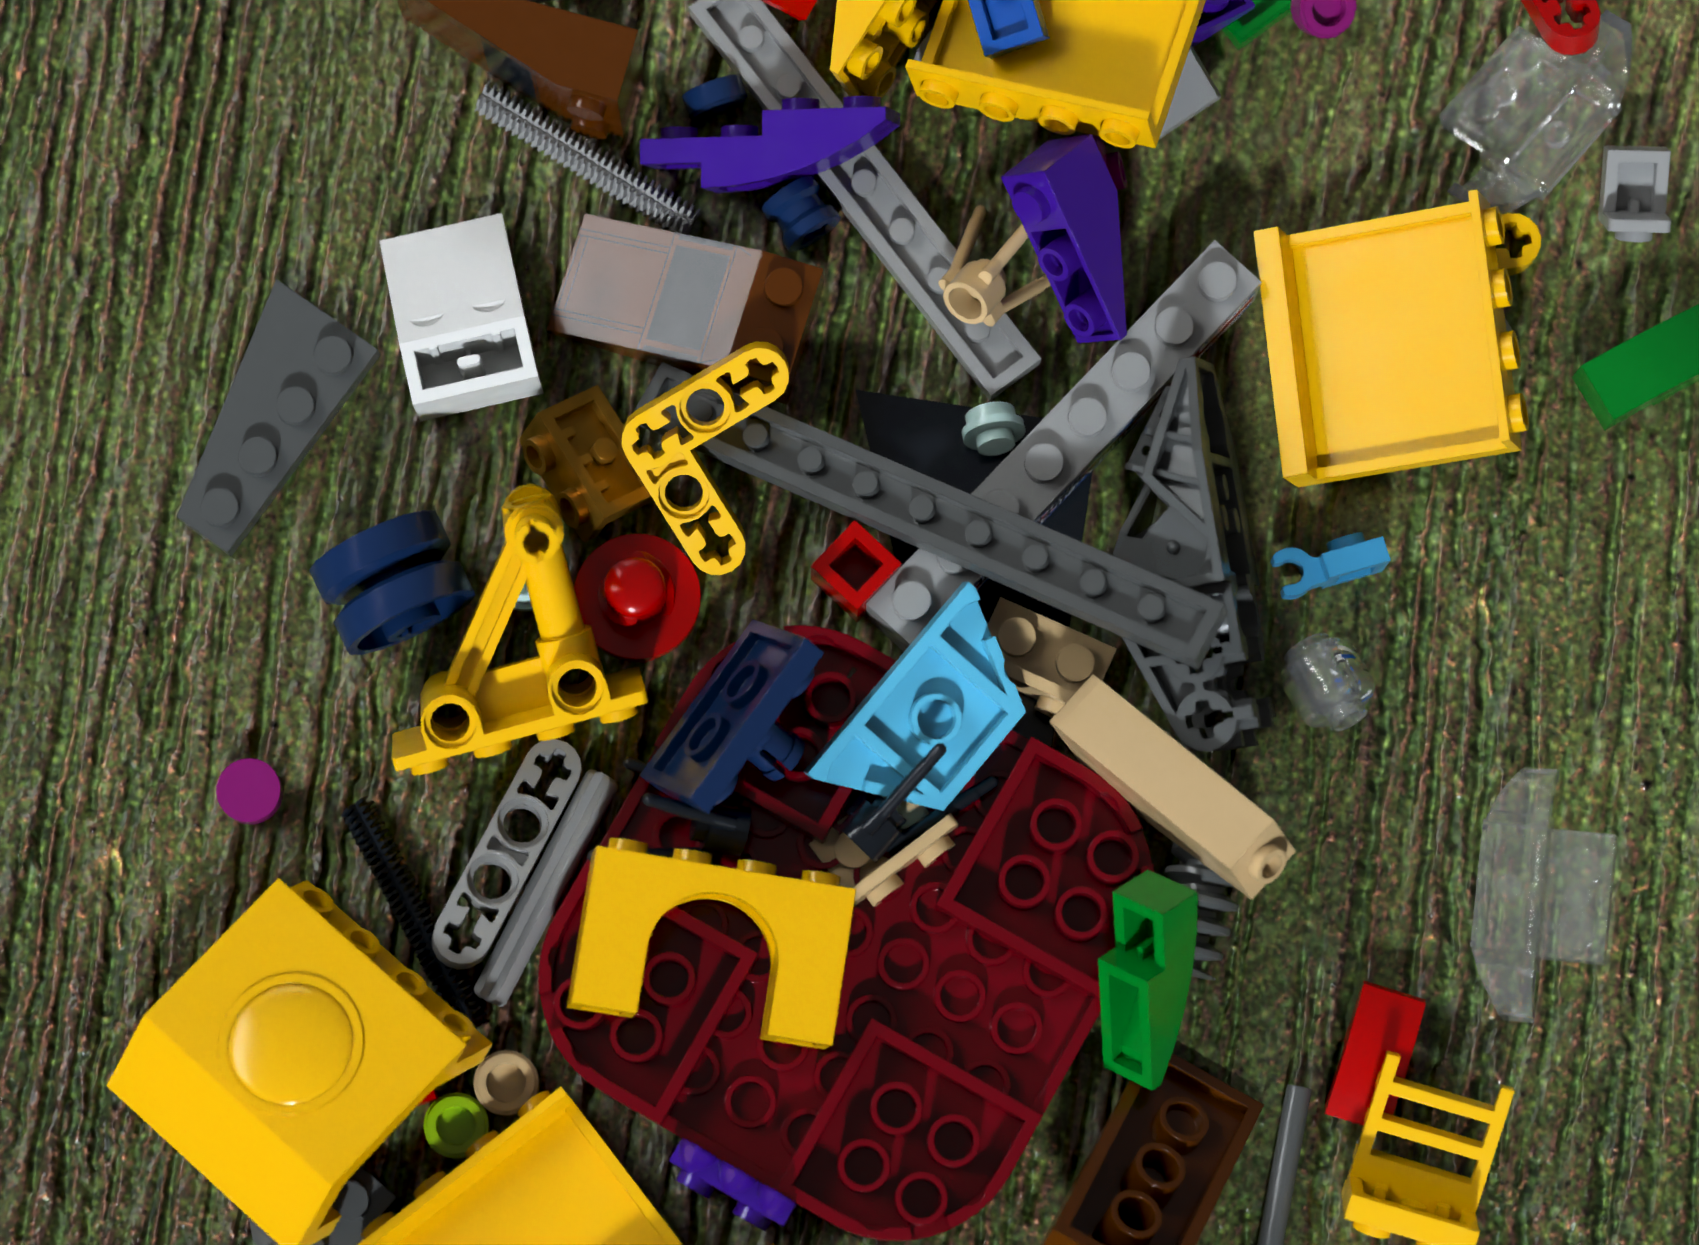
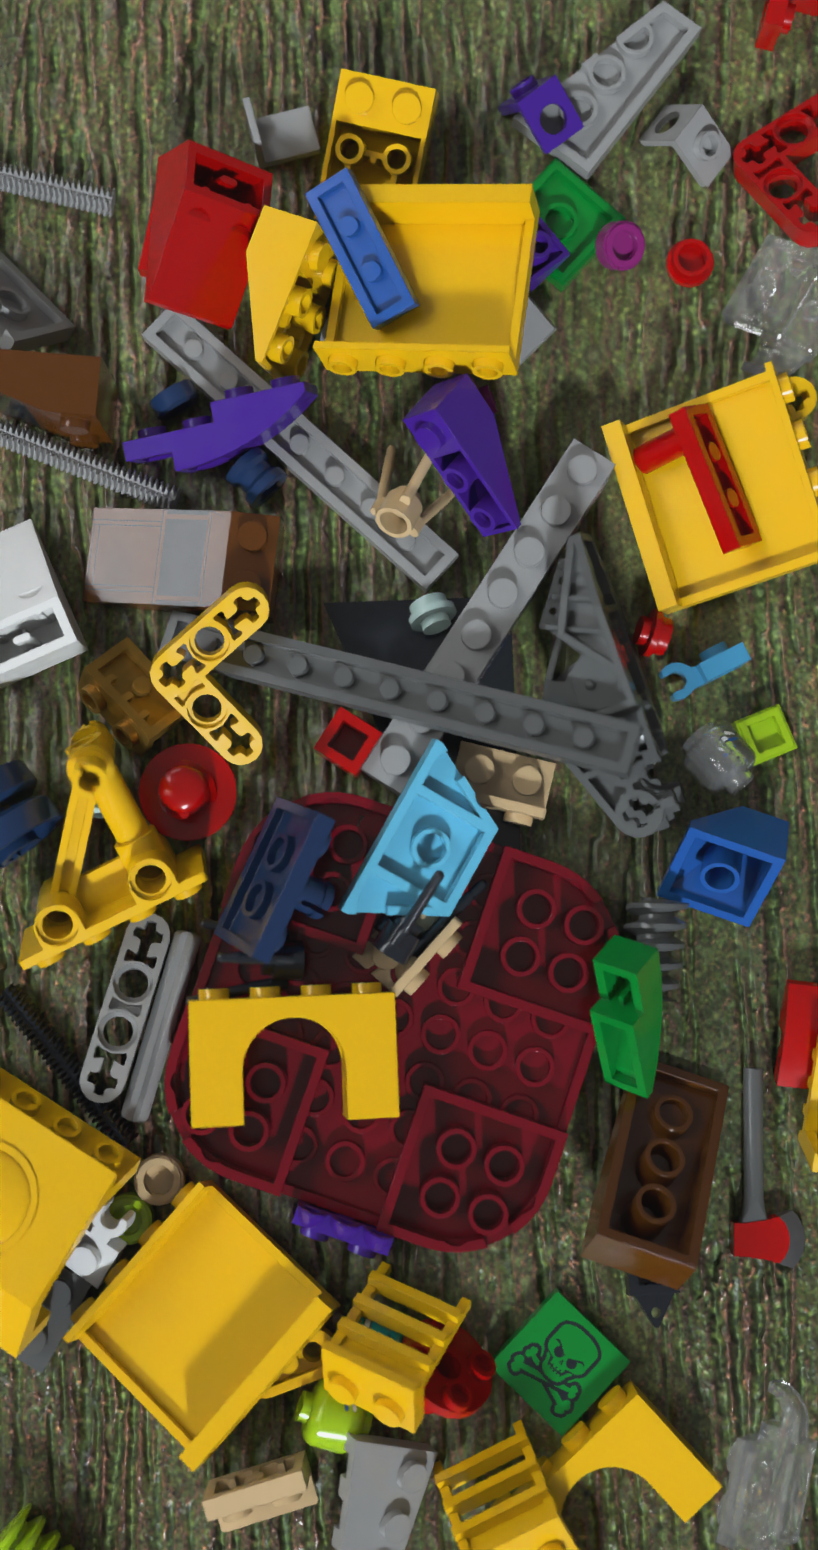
camera: 10 degrees left, 5 degrees up
(414, 1147) = (100, 1246): none -> white plate
(1172, 788) = (623, 869): tan slope -> none
(1272, 506) = (653, 633): none -> red plate
(1326, 808) = (727, 863): none -> blue slope
(1382, 314) = (701, 444): none -> red piece
(1396, 663) = (766, 733): none -> lime tile
(1410, 44) = (689, 263): none -> red plate

